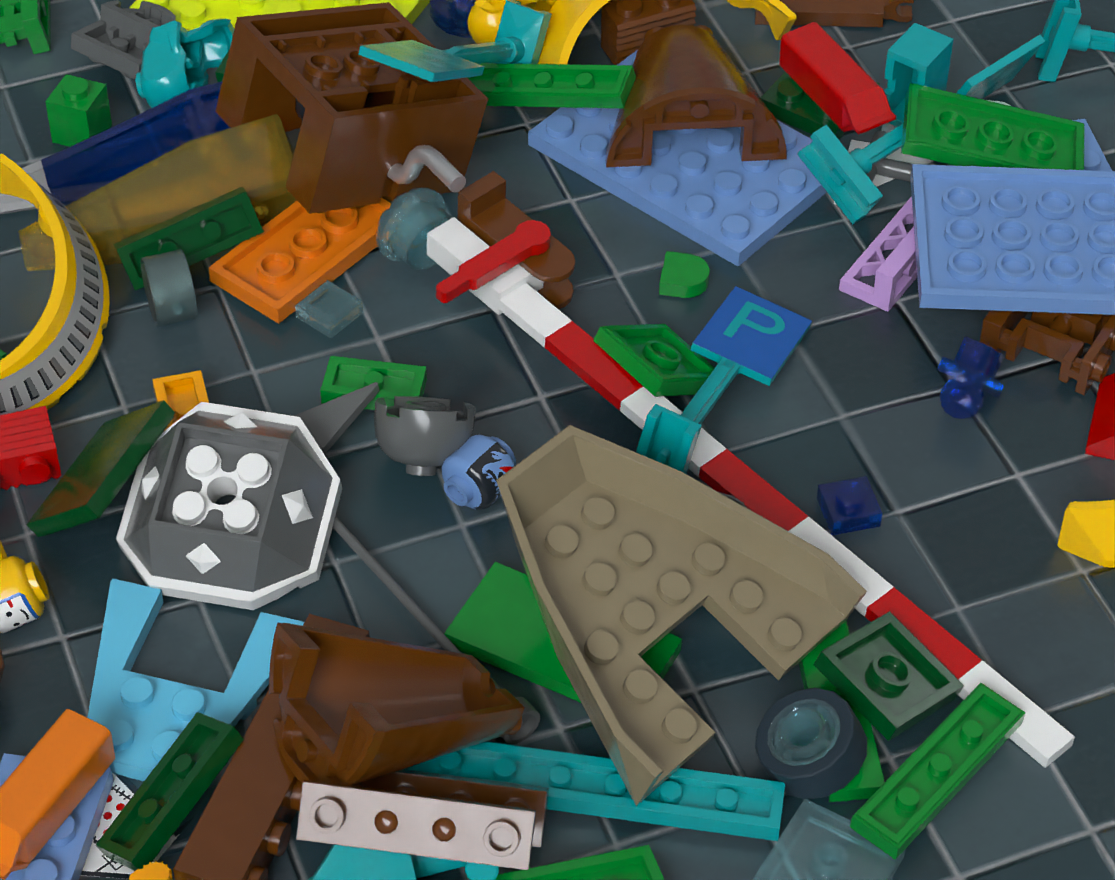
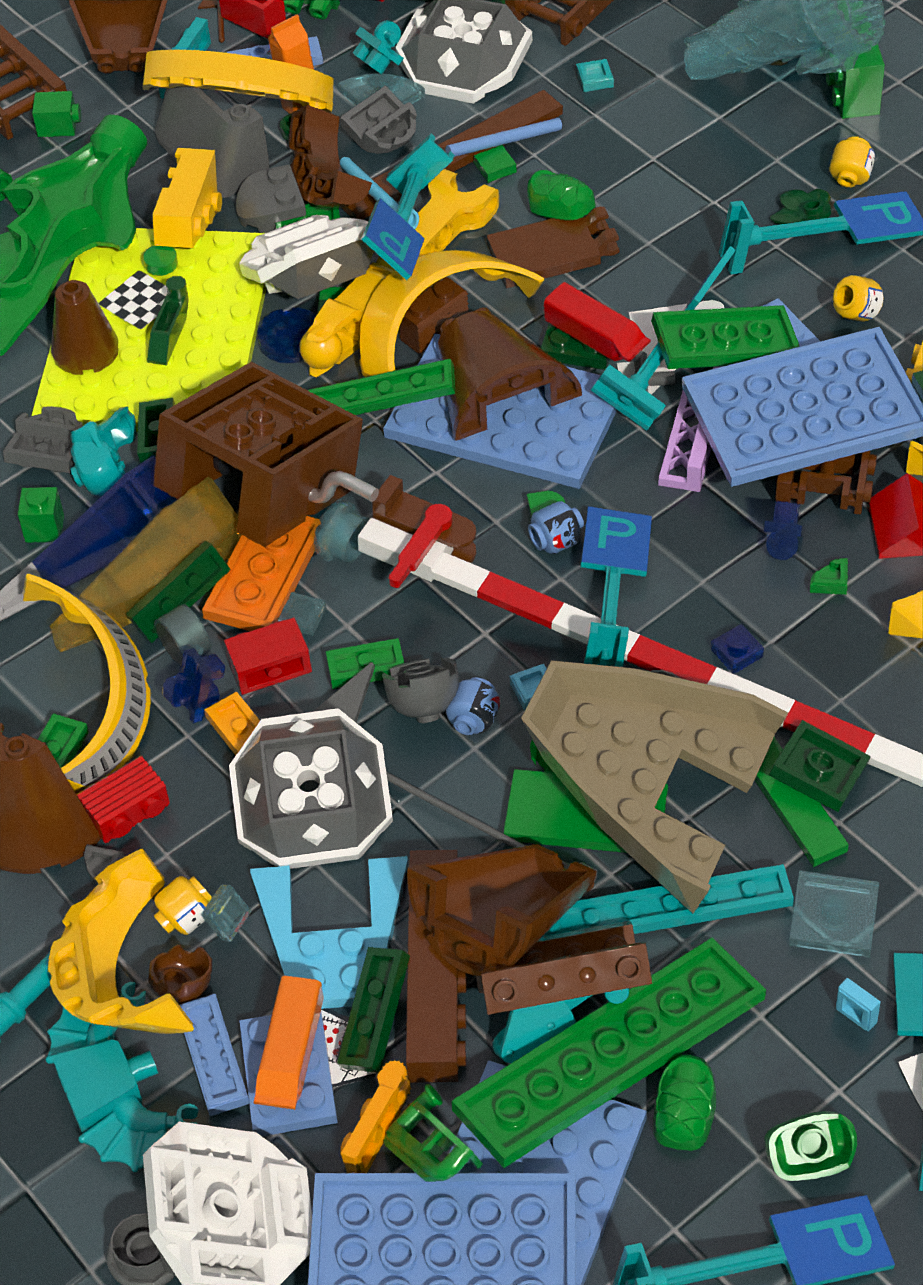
camera: 15 degrees left, 5 degrees up
(54, 619) = (226, 912): none -> clear light blue tile
(101, 469) = (205, 790): dark green tile -> none
(146, 343) = (195, 683): none -> clear blue hips
(259, 341) = (268, 655): none -> red brick
(516, 42) = (323, 407): teal piece -> none
(655, 358) = (561, 581): green tile -> none
(682, 297) = (555, 527): none -> medium blue head
(811, 743) = (778, 815): black wheel -> none
(917, 58) = (649, 294): teal brick -> none
(937, 771) = (879, 822): green tile -> none
(1009, 458) = (831, 578): none -> green tile

